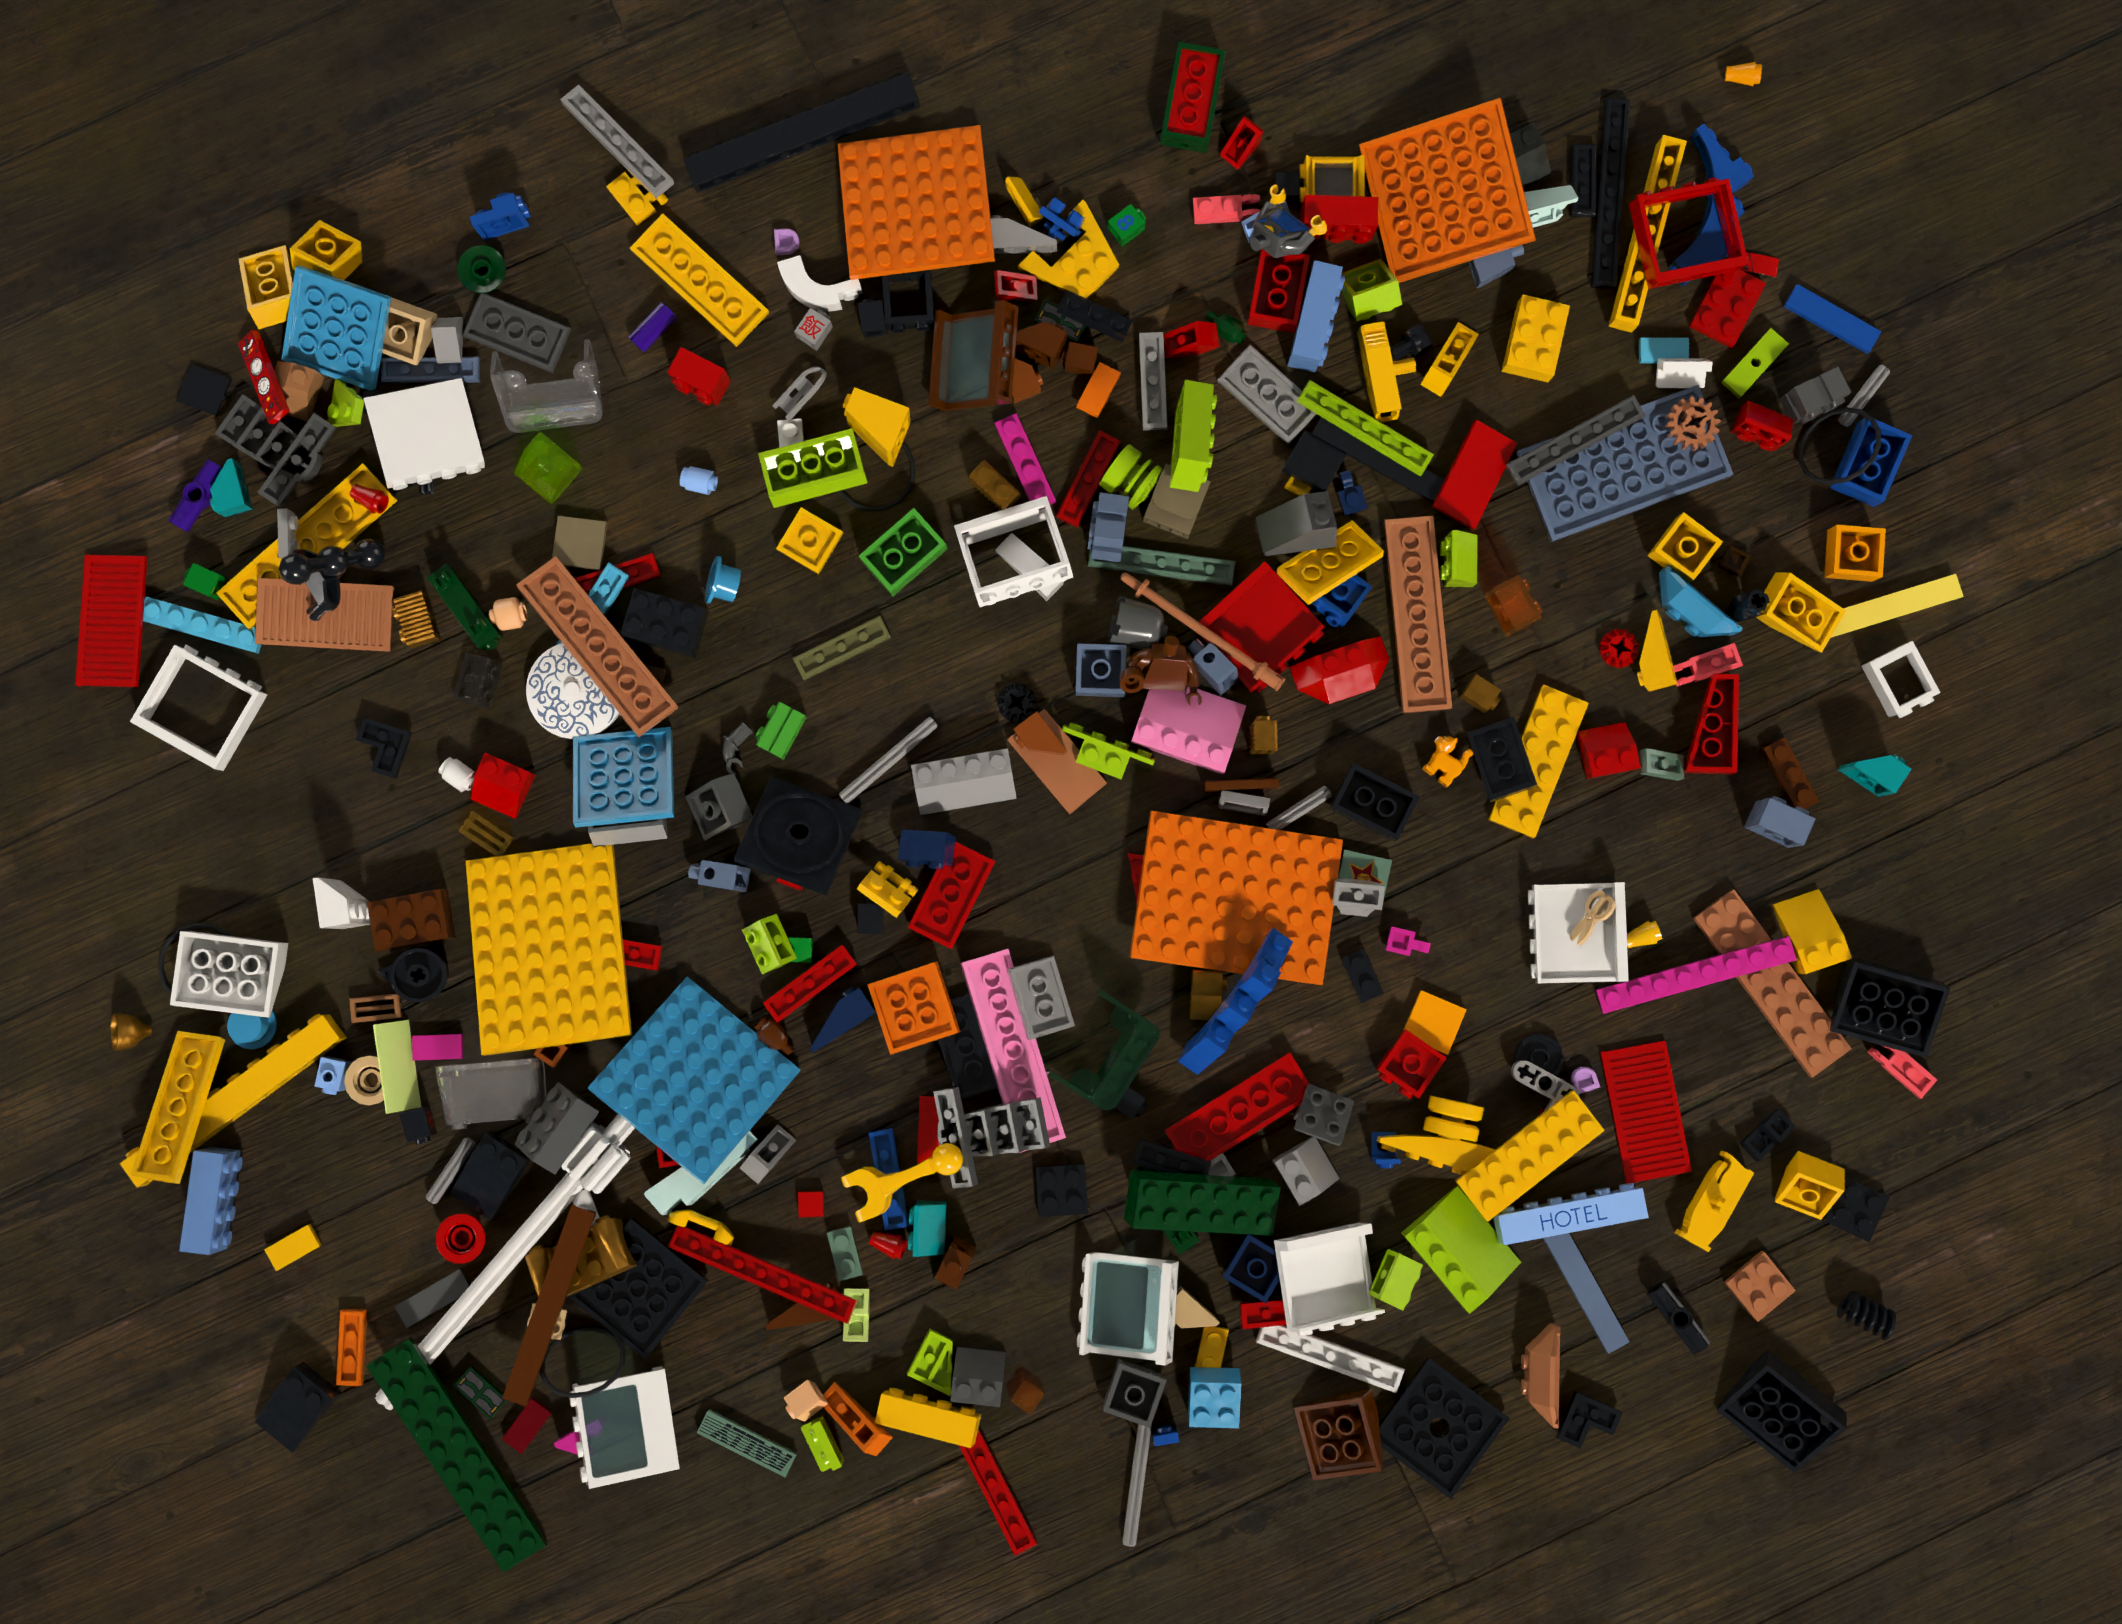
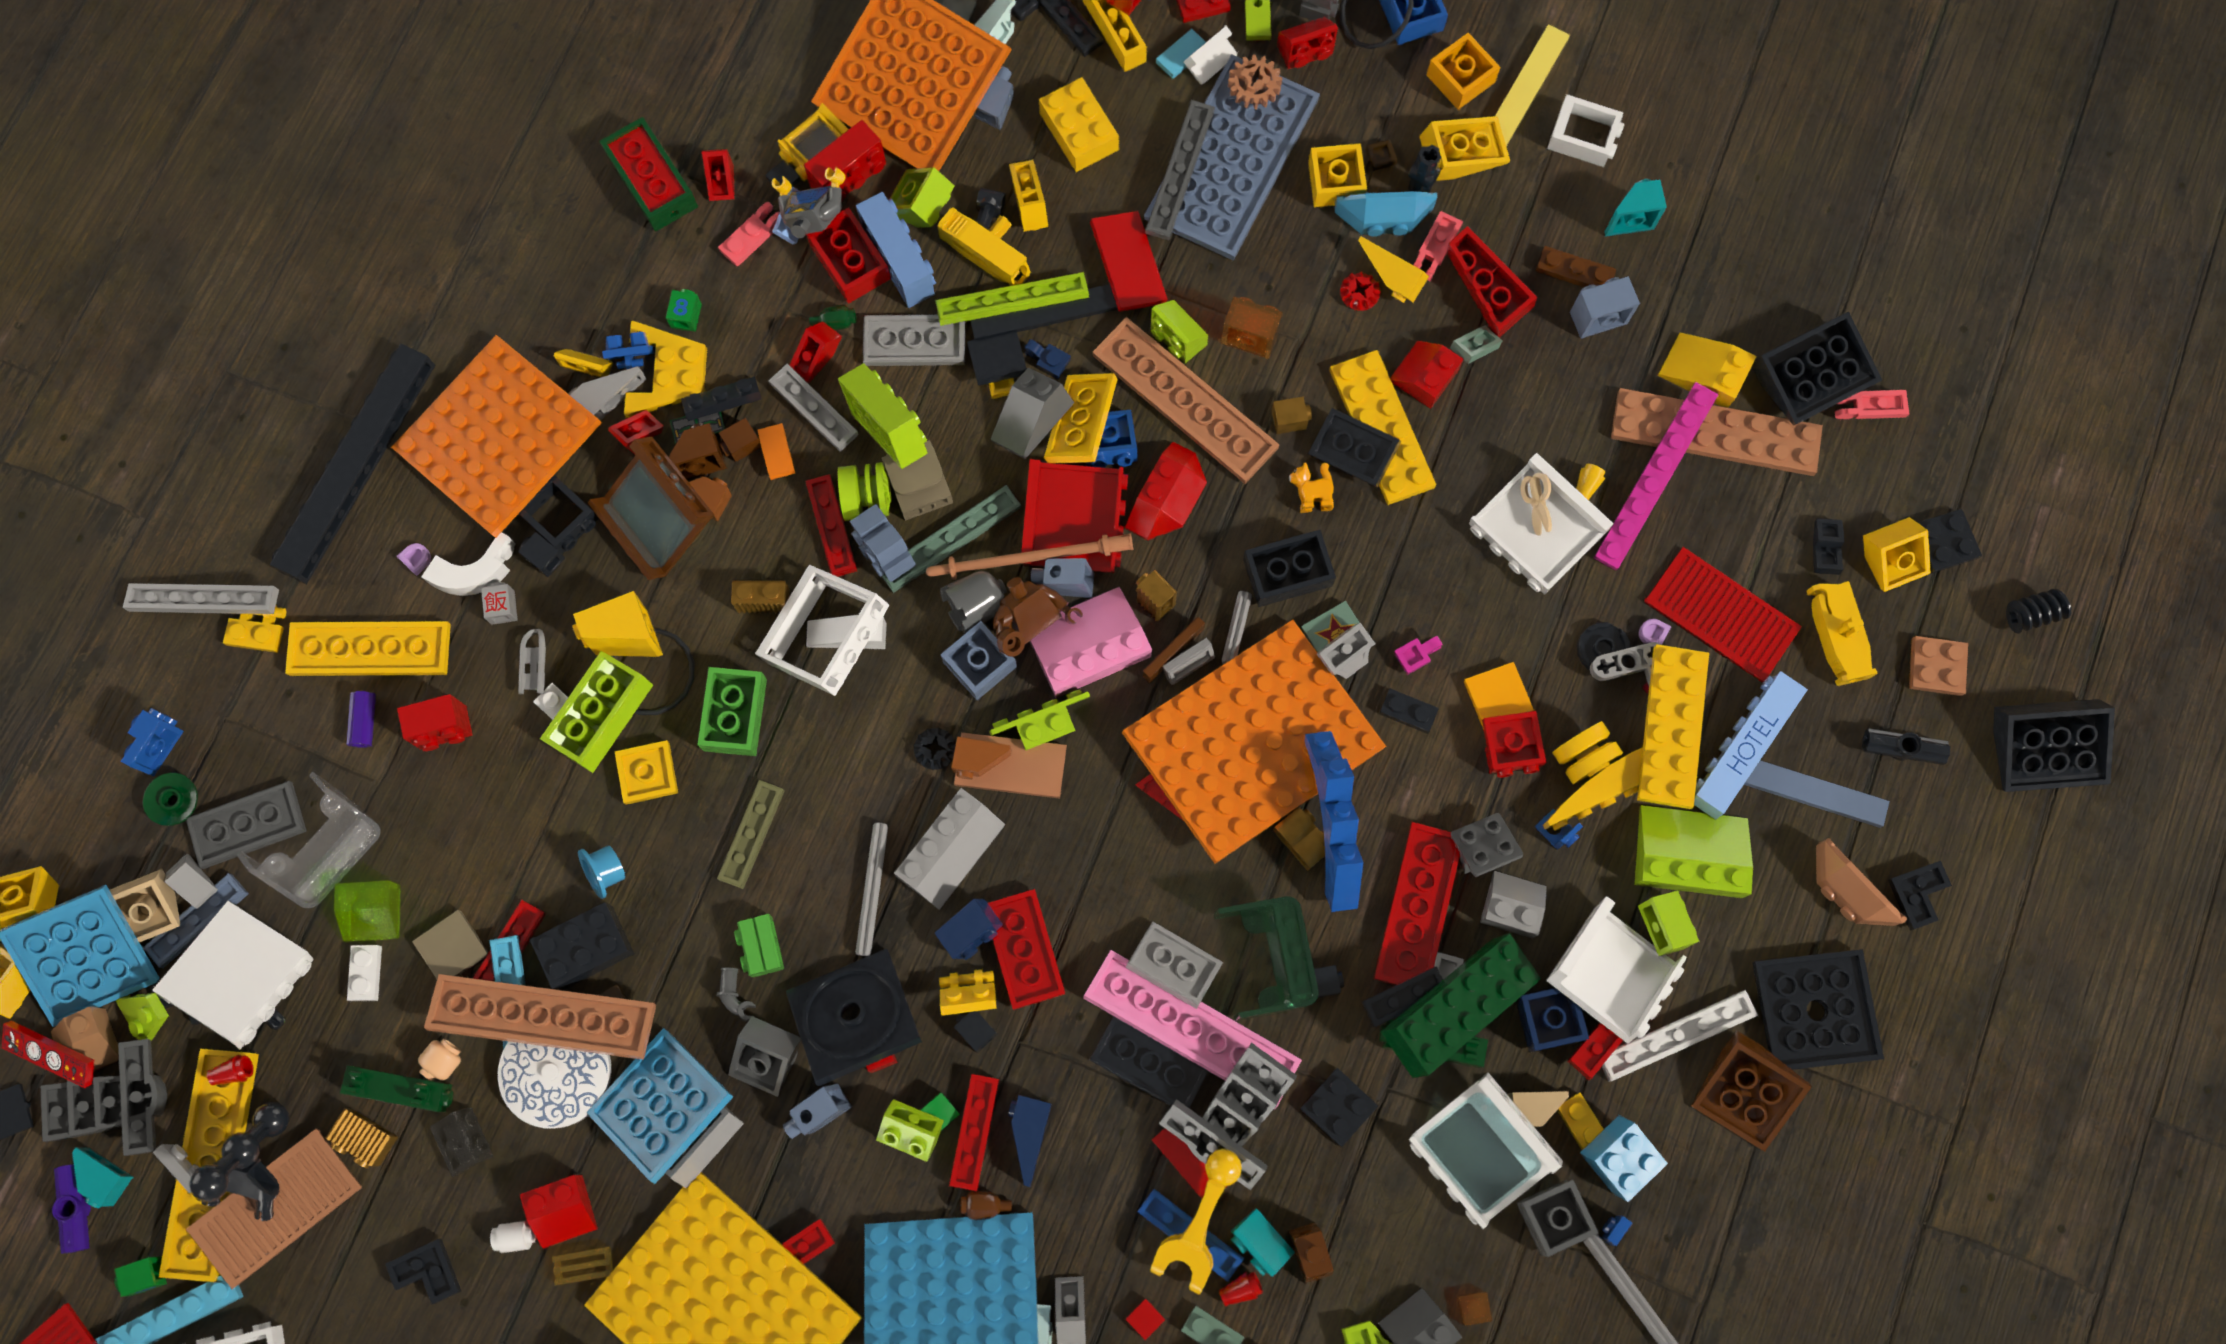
camera: 40 degrees left, 10 degrees down
(509, 508) = (364, 973): none -> white plate
(698, 480) = (508, 806): light blue brick -> none
(913, 1008) = (1079, 1070): orange plate -> none
(1024, 459) = (763, 555): dark pink plate -> none

